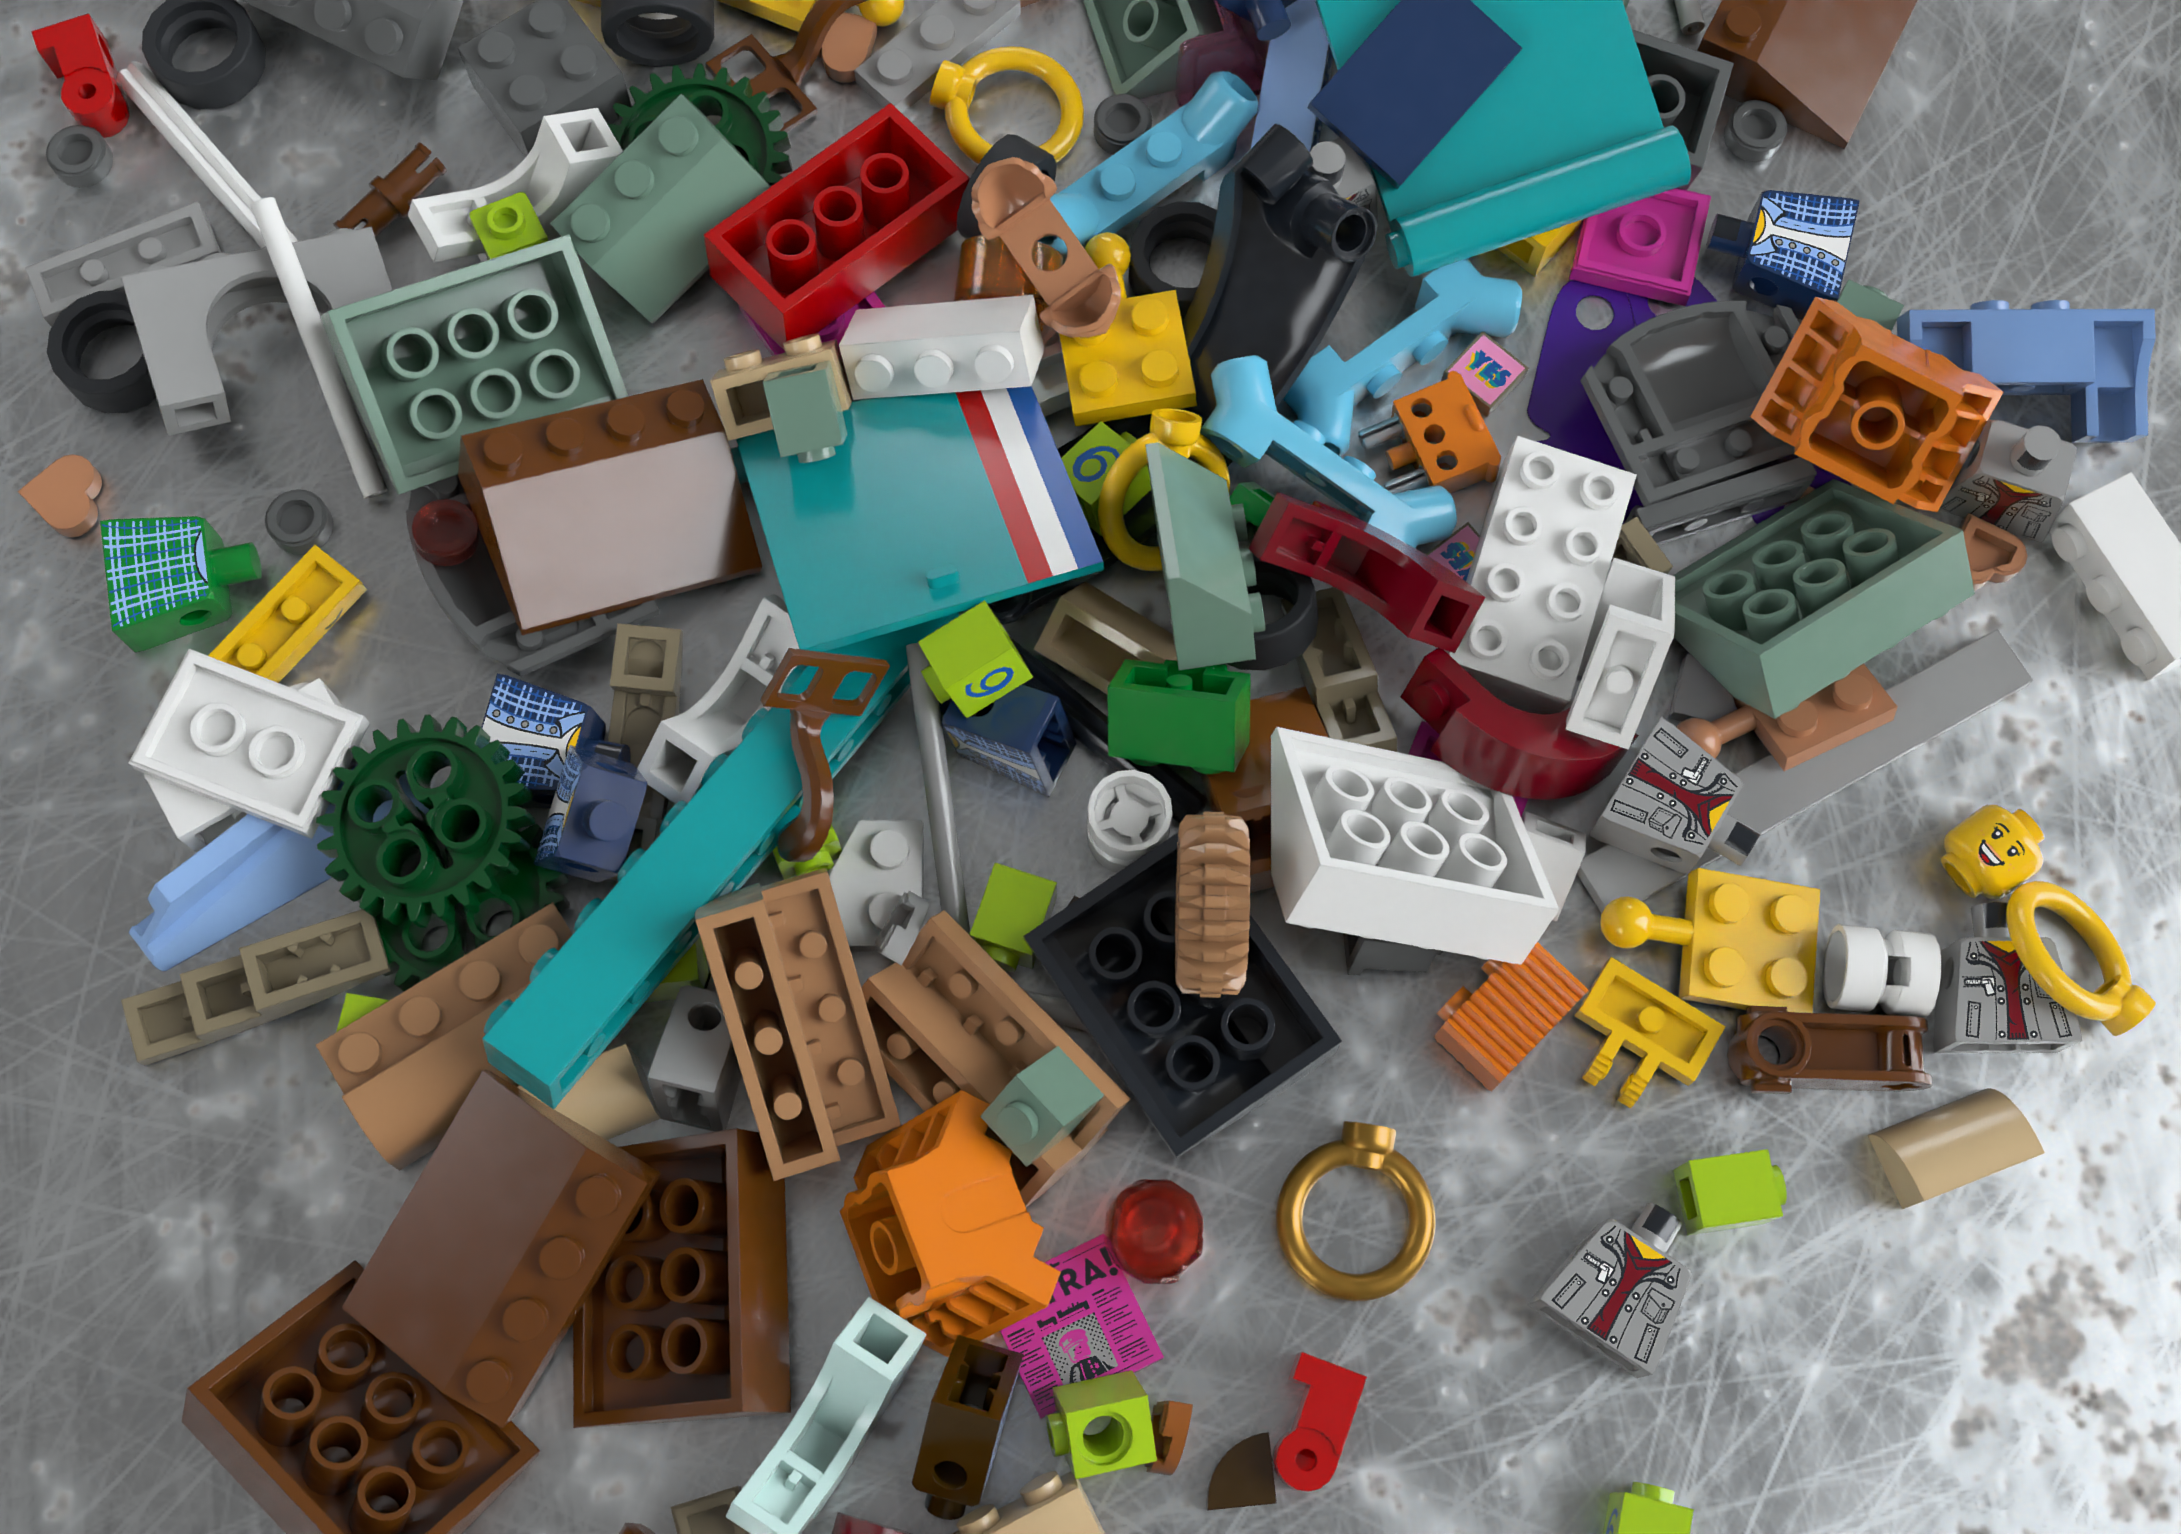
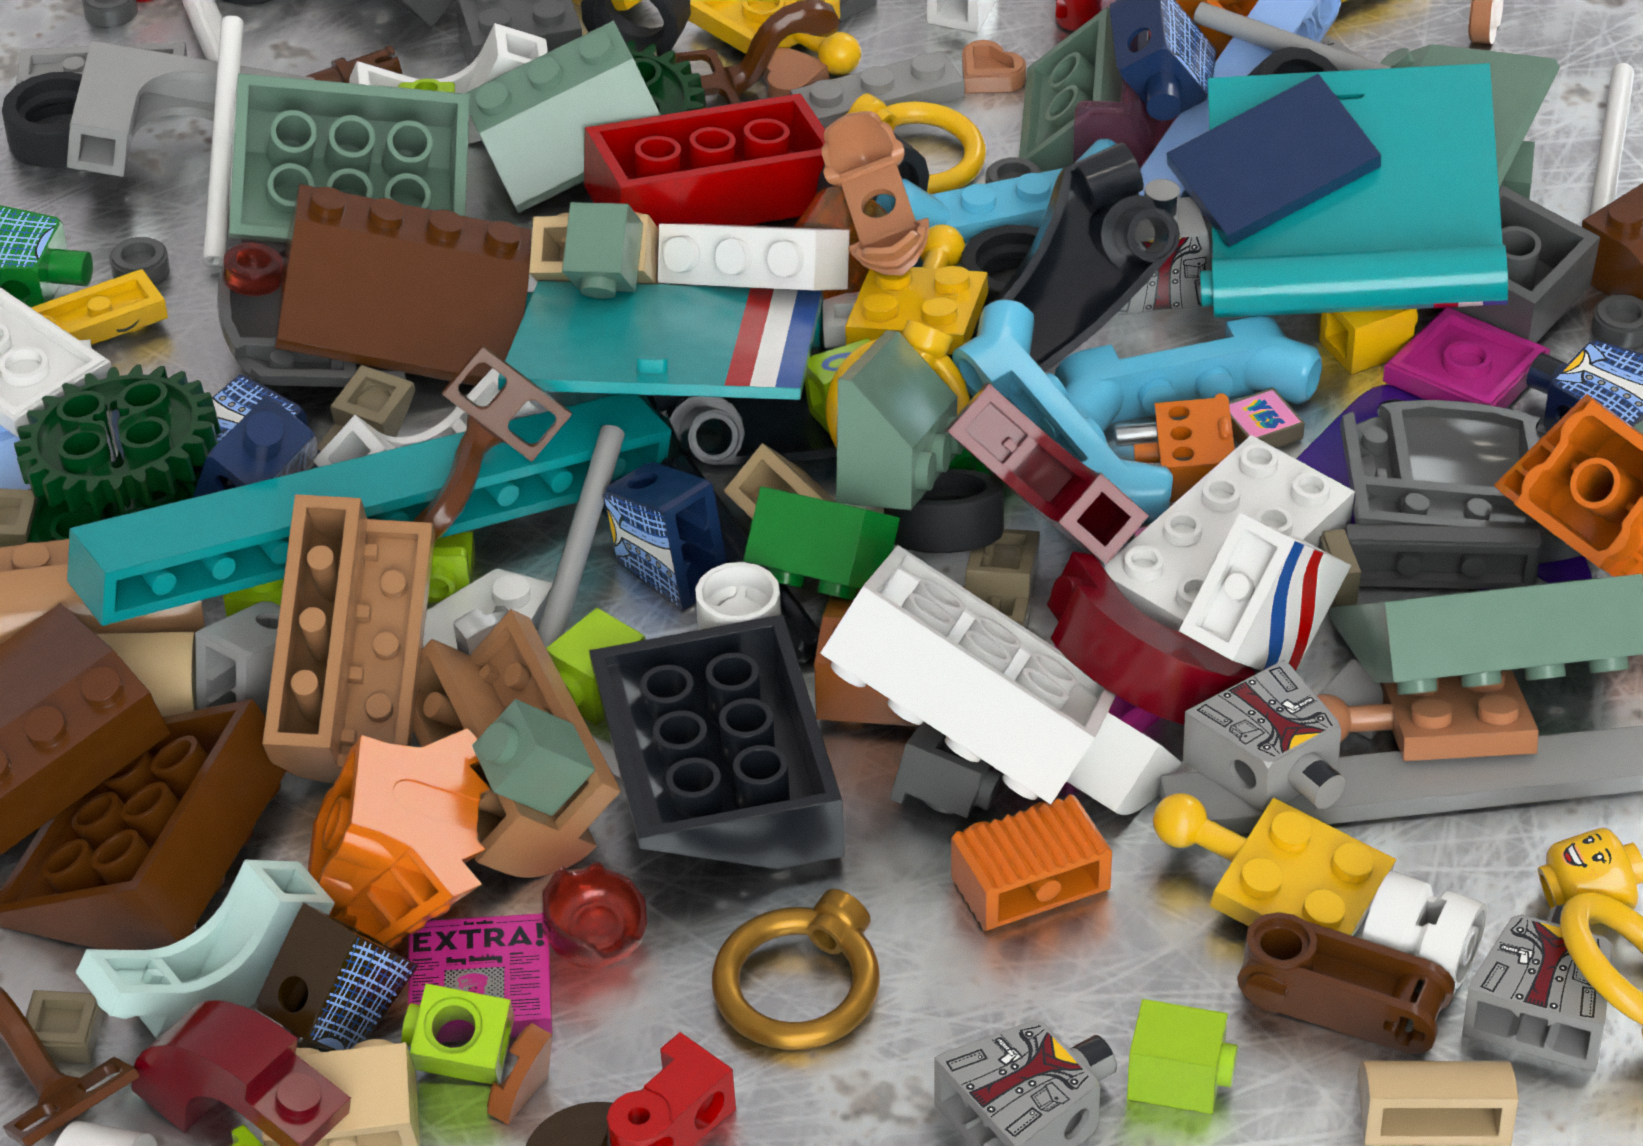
camera: 25 degrees right, 30 degrees down
(972, 661) = (649, 438): lime brick -> none
(1212, 904) = (760, 628): medium nougat gear -> none
(1649, 1024) = (1167, 914): yellow hinge -> none

